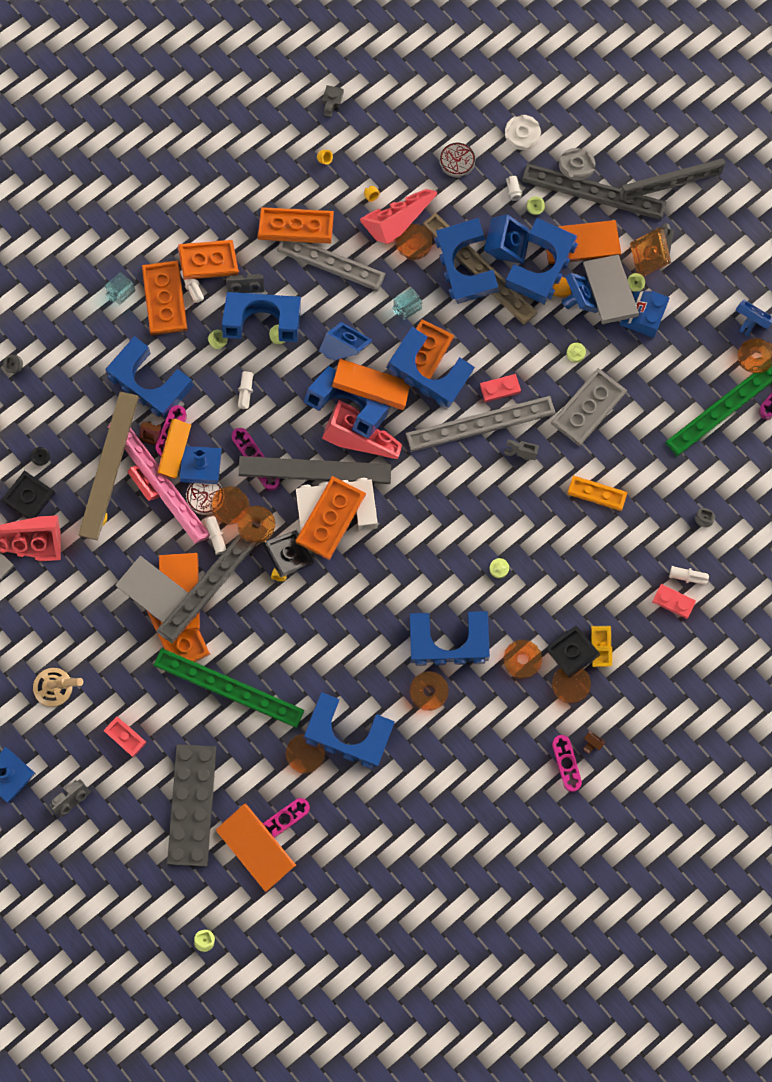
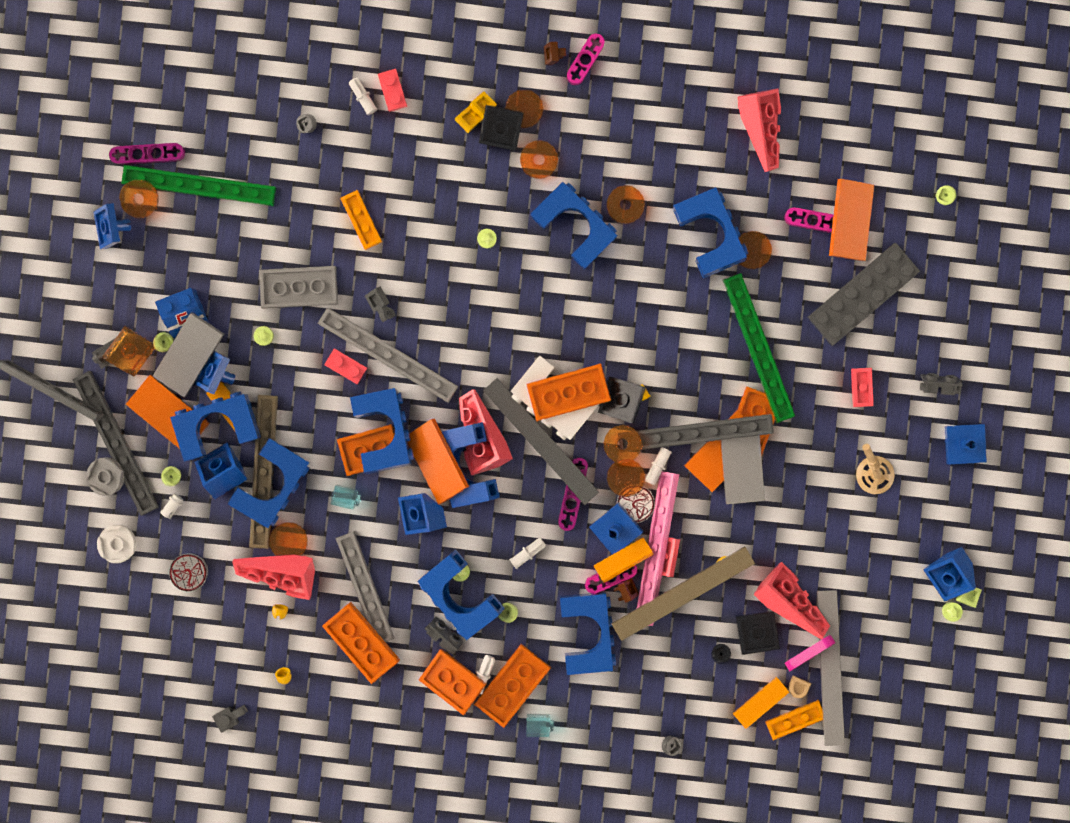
camera: 130 degrees left, 15 degrees up
(397, 851) = (759, 116): none -> coral wedge

